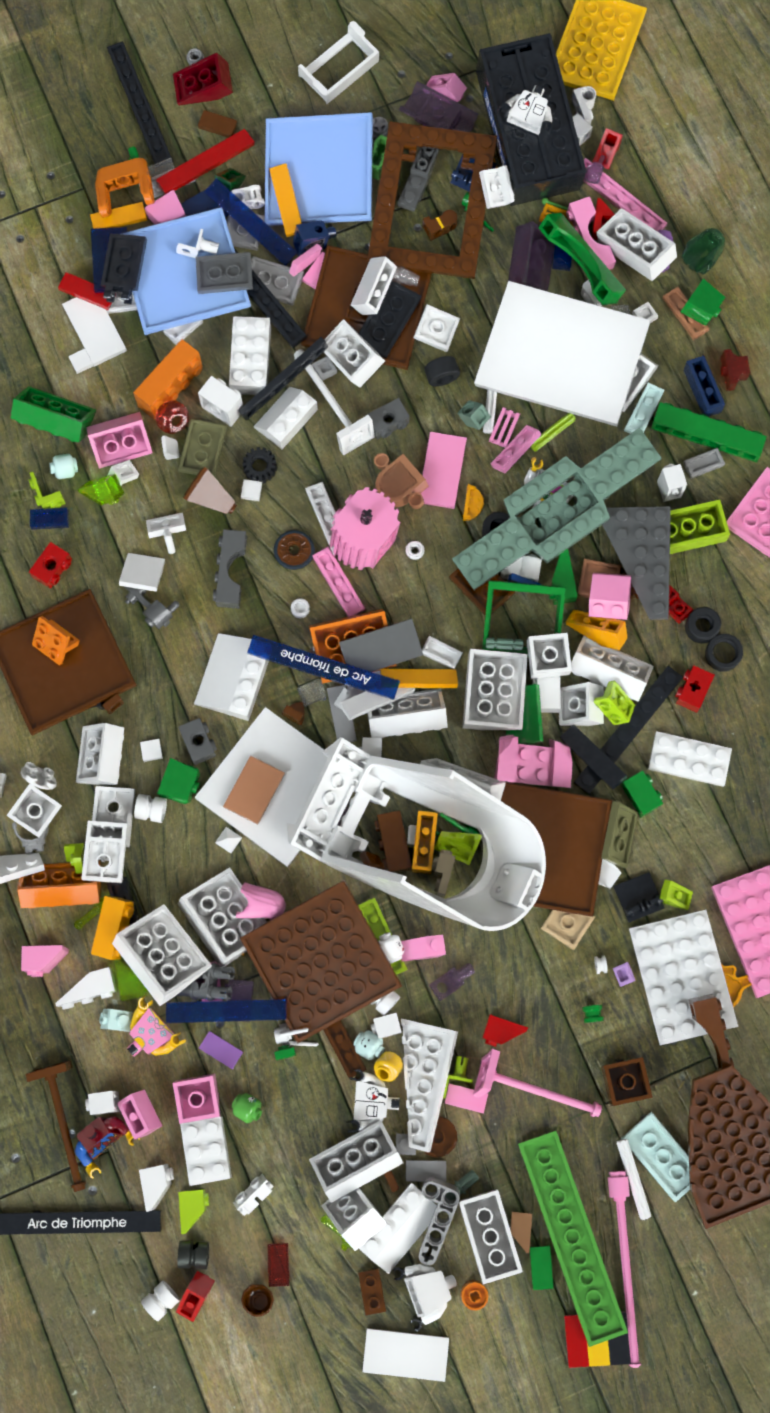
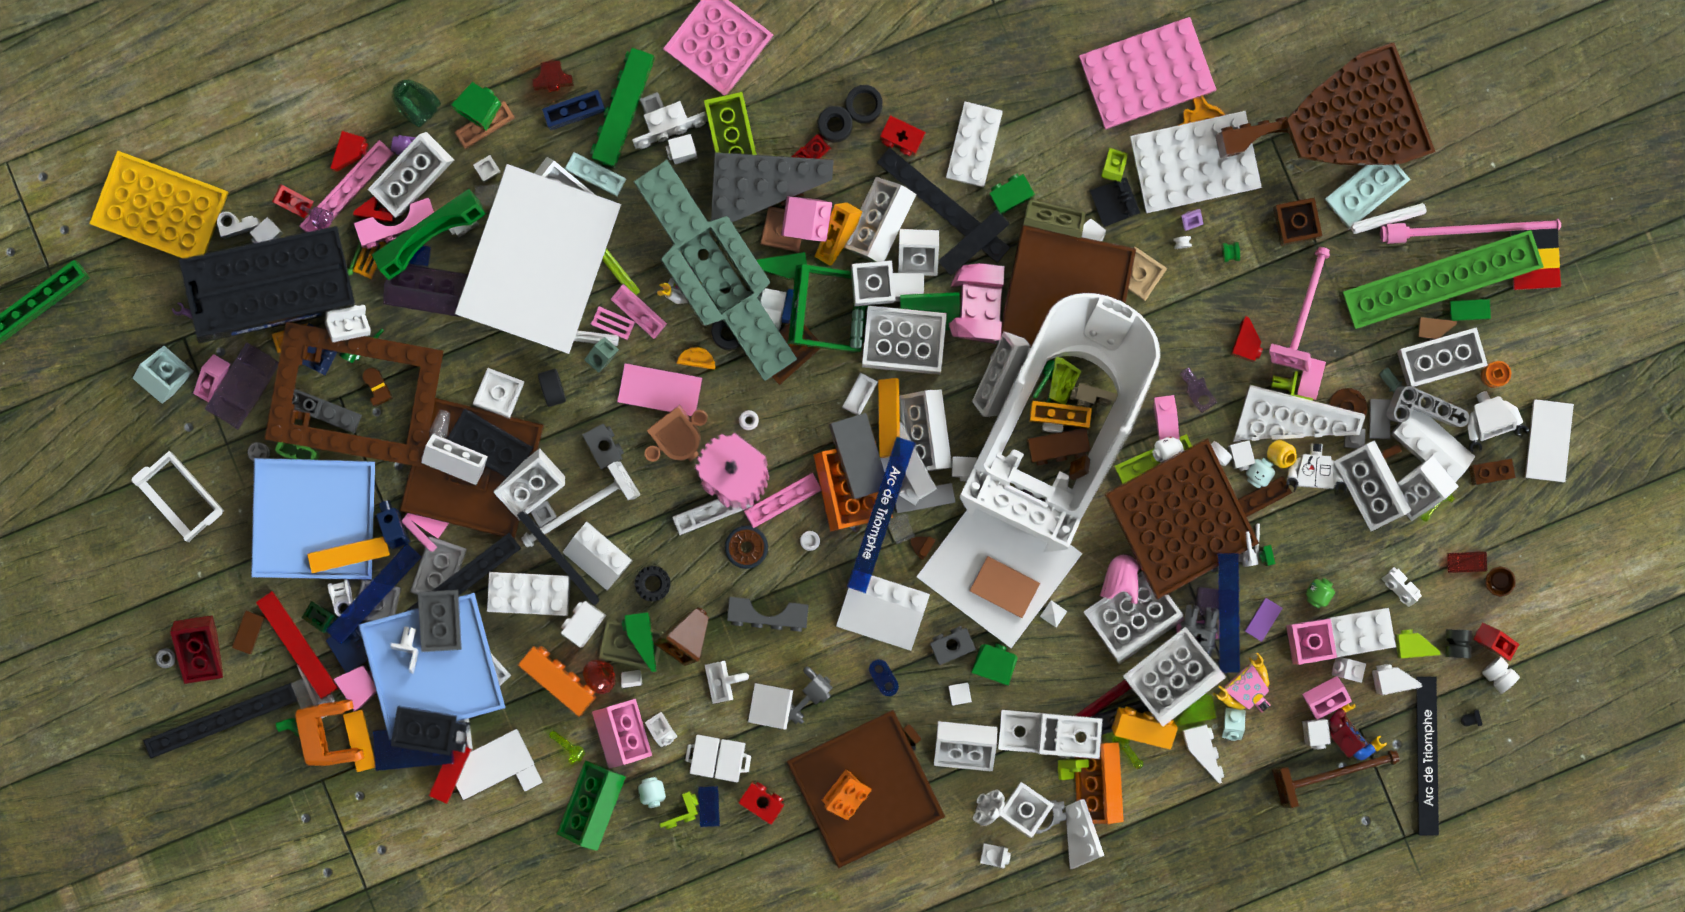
camera: 90 degrees left, 10 degrees up
(41, 959) = (1175, 799): bright pink slope -> none
(94, 527) = (726, 759): none -> white piece
(103, 400) = (575, 752): none -> clear neon green piece
(103, 490) = (680, 749): clear neon green slope -> none
(115, 1270) = (1472, 719): none -> black piece
(140, 887) = (1105, 699): none -> dark red axle
(150, 808) = (1022, 692): white wheel -> none
(167, 677) = (883, 677): none -> clear blue plate
(168, 1139) = (1348, 669): none -> white bracket
(208, 453) = (640, 633): none -> green slope
(251, 490) = (679, 592): white tile -> none
(448, 48) = (162, 374): none -> light aqua slope
(529, 111) = (272, 284): white torso -> none
(615, 704) = (920, 216): lime bracket -> none
(655, 195) = (349, 150): none -> red slope
(695, 469) = (667, 122): none -> white bracket

